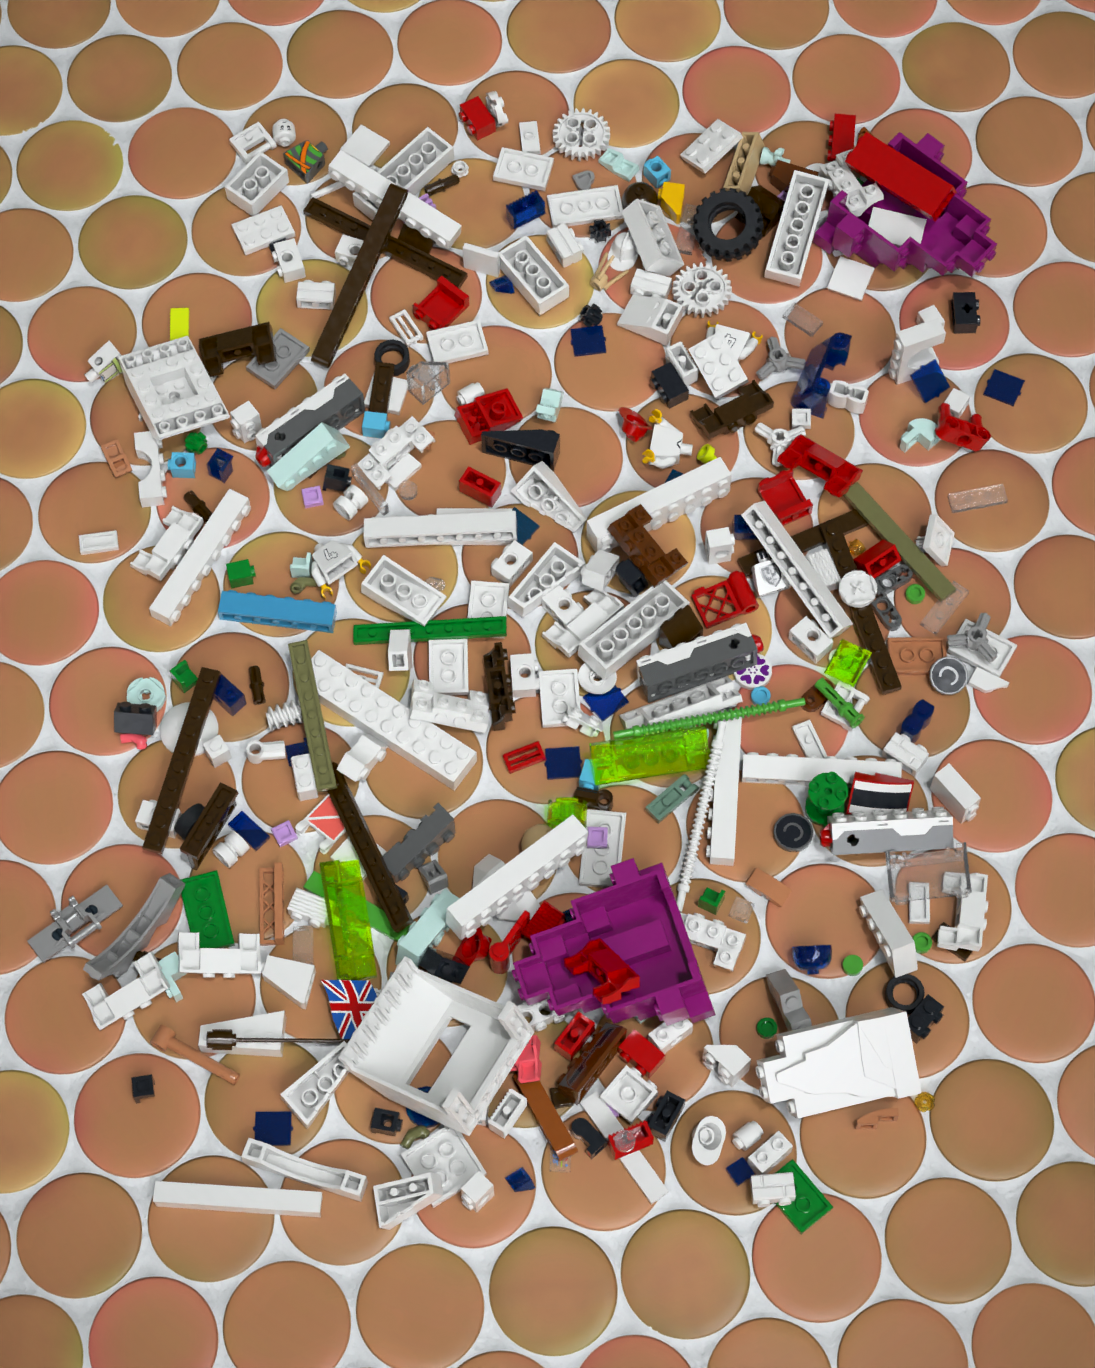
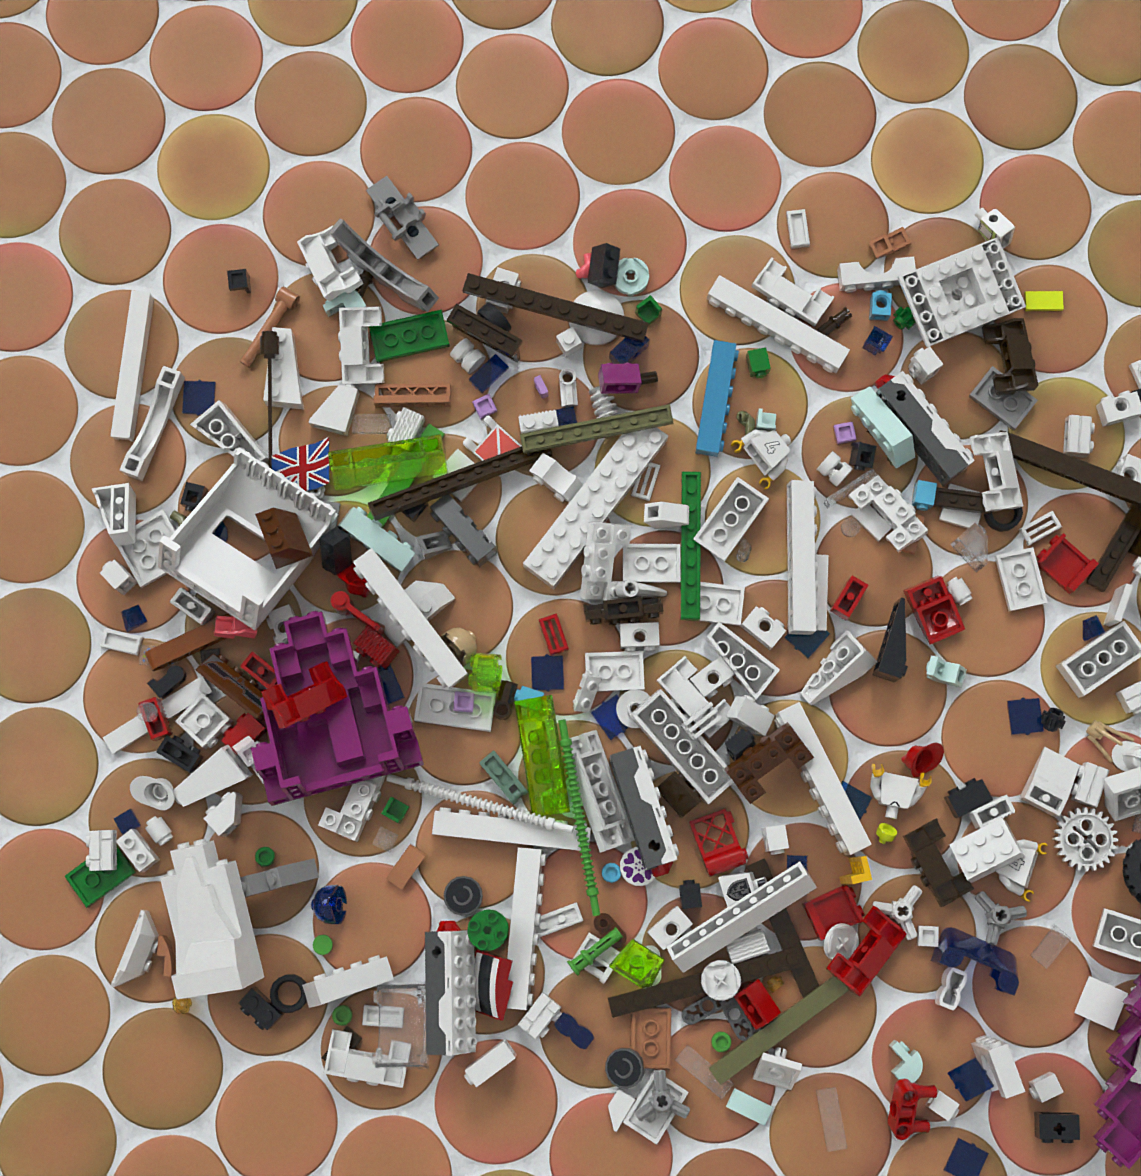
camera: 90 degrees right, 15 degrees up
(258, 695) = (619, 378): none -> magenta brick
(264, 777) = (540, 386): none -> lavender tile
(354, 354) = (1000, 471): none -> white bracket
(434, 1009) = (283, 536): none -> reddish brown slope
(477, 677) = (638, 590): none -> white piece
(546, 1192) = (121, 641): none -> white tile
(612, 606) = (713, 712): none -> white tile
(660, 1039) = (244, 751): none -> white panel
(689, 1079) = (215, 774): none -> white slope
(750, 467) = (860, 871): none -> yellow fence
(777, 622) = (690, 894): none -> black brick
(812, 489) = (841, 940): none -> white tile
(874, 1147) = (138, 951): none -> white wedge
(973, 567) = (749, 1106): none -> light aqua slope

